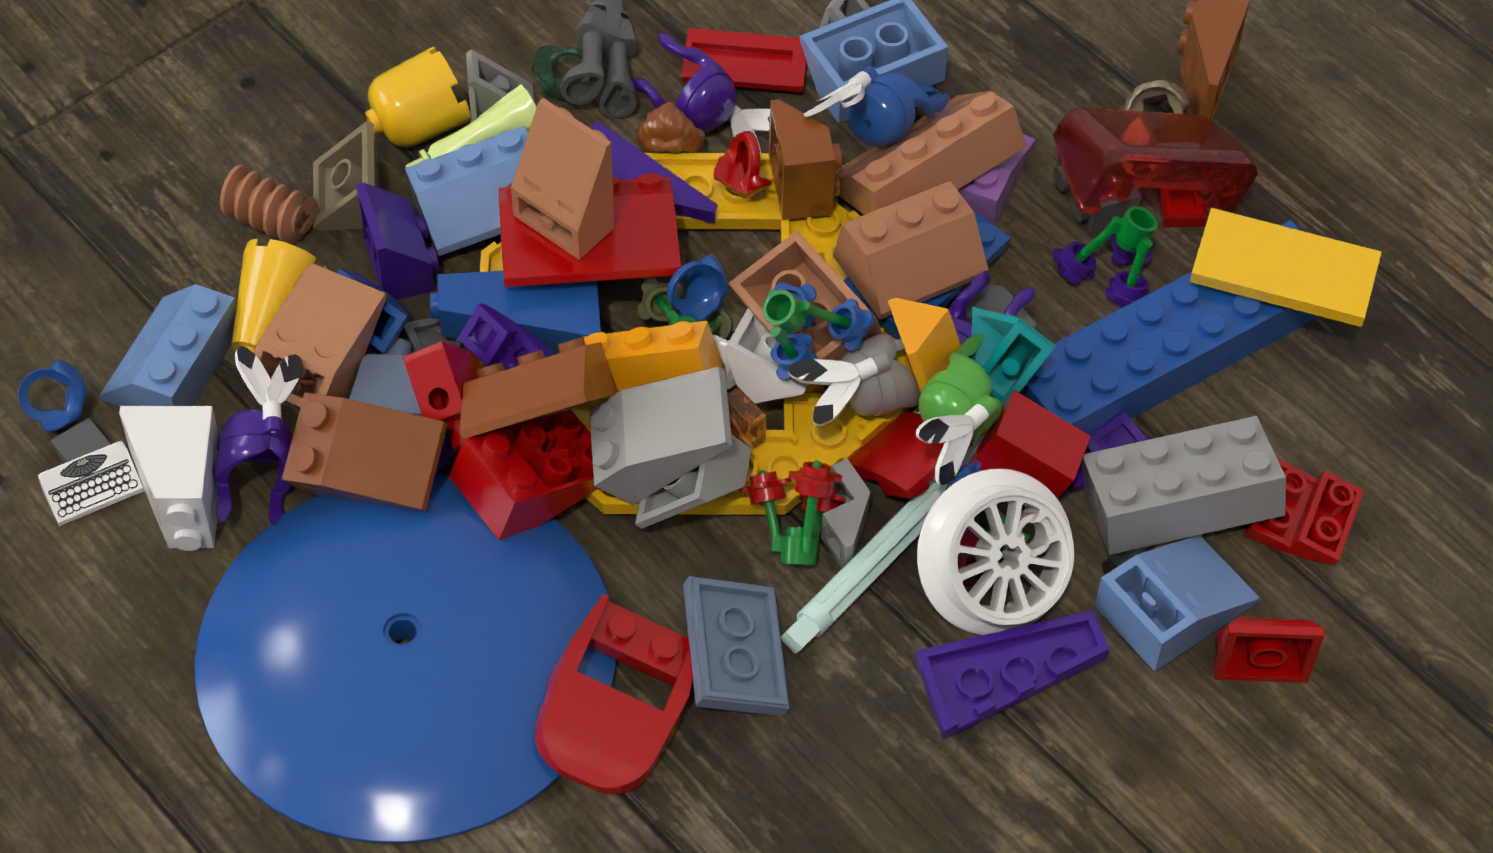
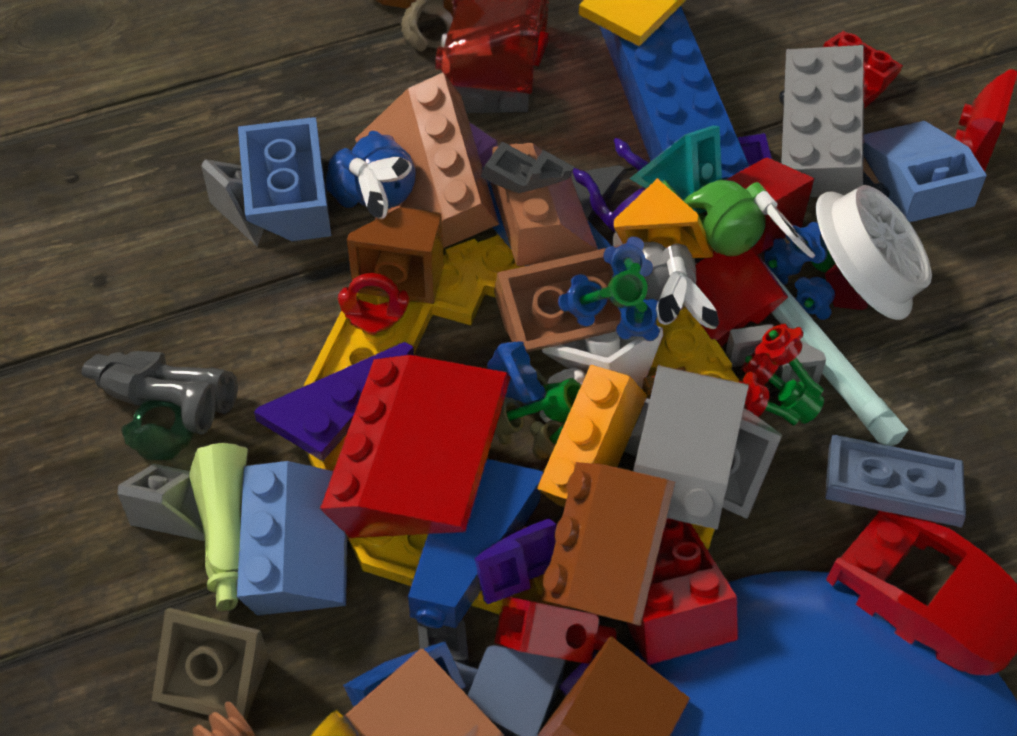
camera: 70 degrees left, 0 degrees up
(396, 242) = (320, 641): dark purple slope -> none
(416, 100) = (141, 562): yellow cylinder -> none
(565, 181) = (402, 414): nougat slope -> none
(669, 130) = (293, 359): dark orange piece -> none
(708, 95) = (272, 313): dark purple hair -> none
(751, 58) = (221, 282): red piece -> none
(911, 200) = (522, 173): none -> dark grey slope
(996, 670) = (956, 302): dark purple wing -> none
(1130, 244) = (559, 82): plant -> none

